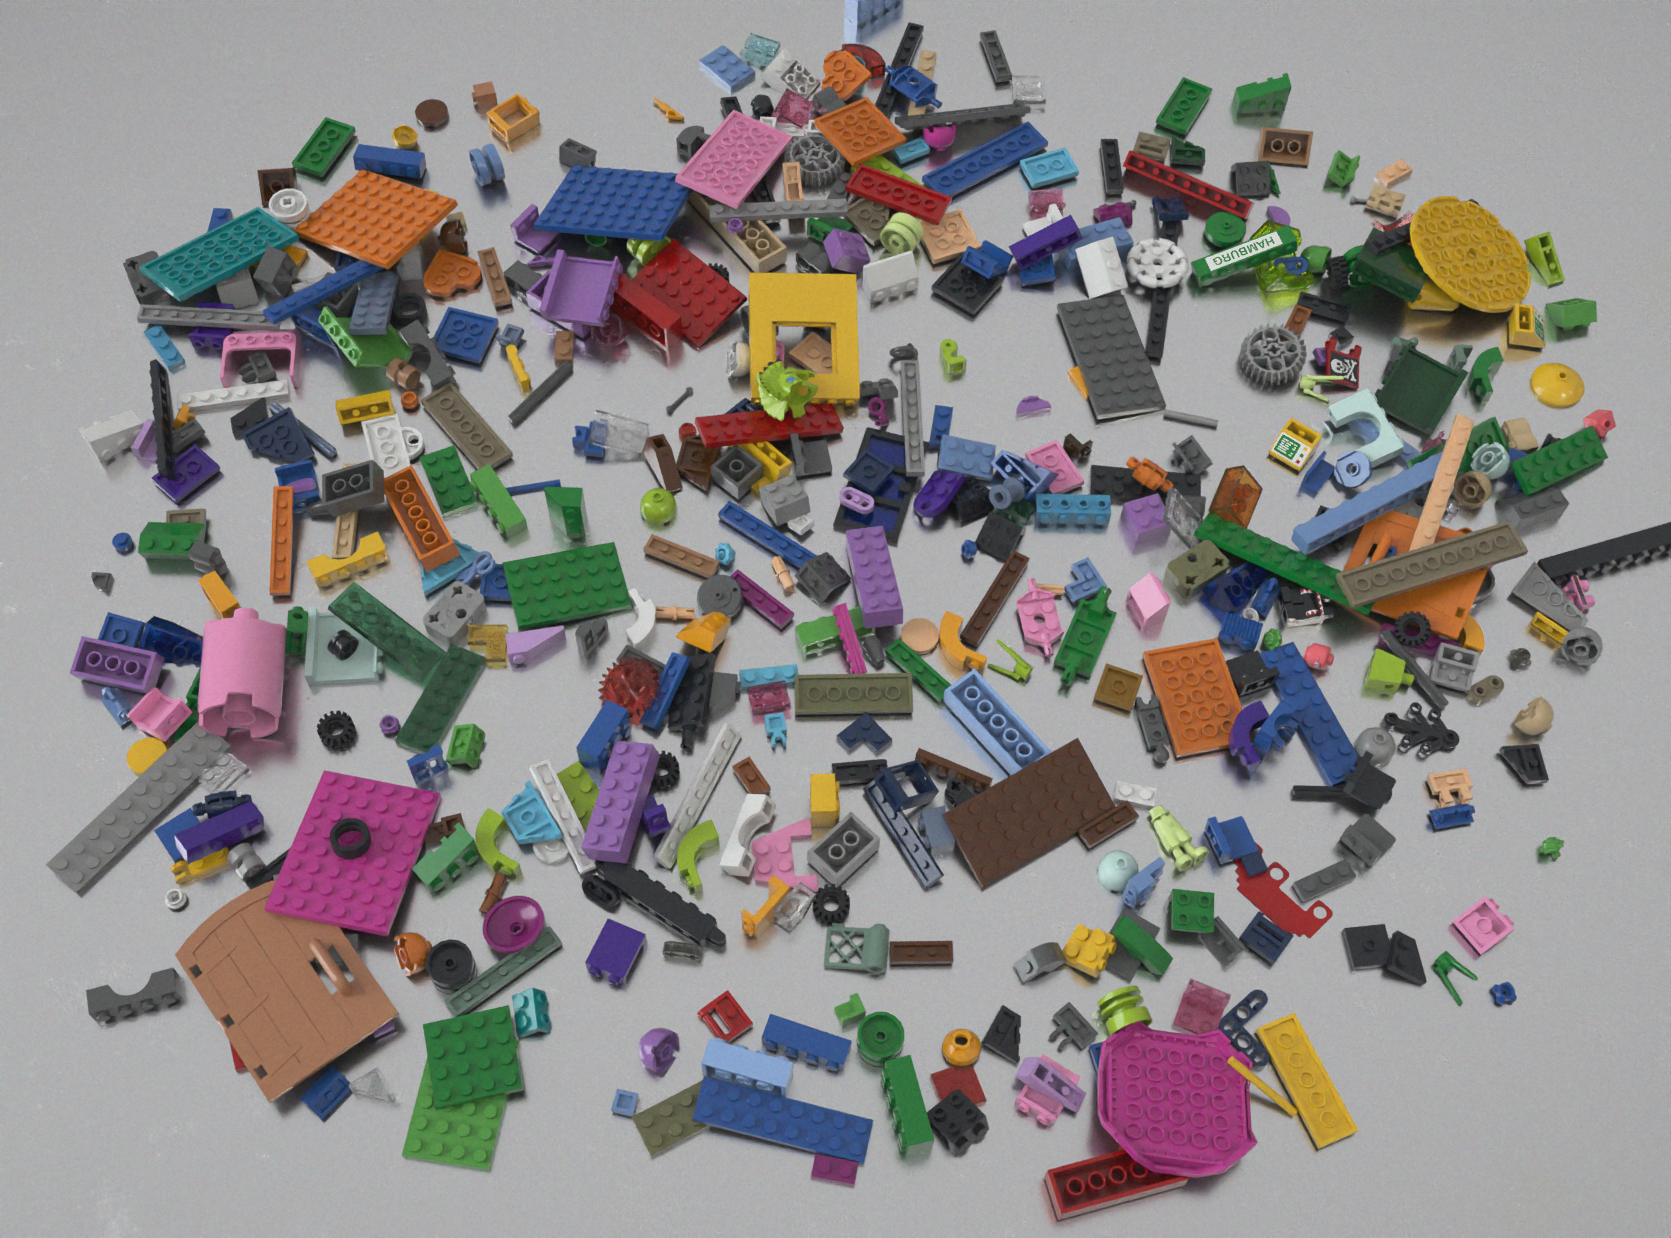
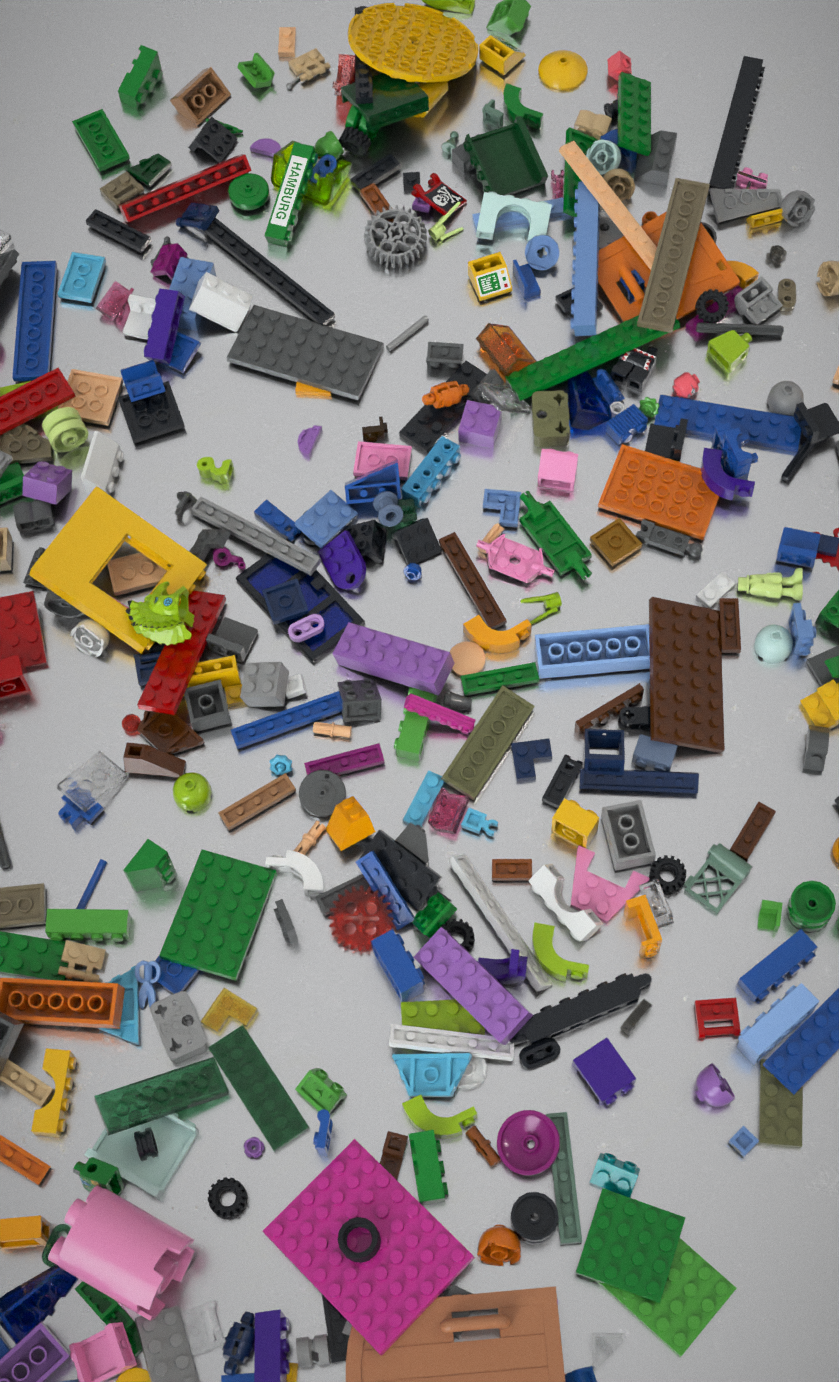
camera: 50 degrees left, 5 degrees up
(470, 512) = (84, 956): none -> tan plate
(529, 644) = (255, 983): lavender slope -> none
(667, 739) = (434, 915): none -> green bracket
(689, 390) = (88, 698): dark grey hinge -> none
(1160, 254) = (242, 252): white plate -> none
(1423, 730) = (792, 357): black plant -> none

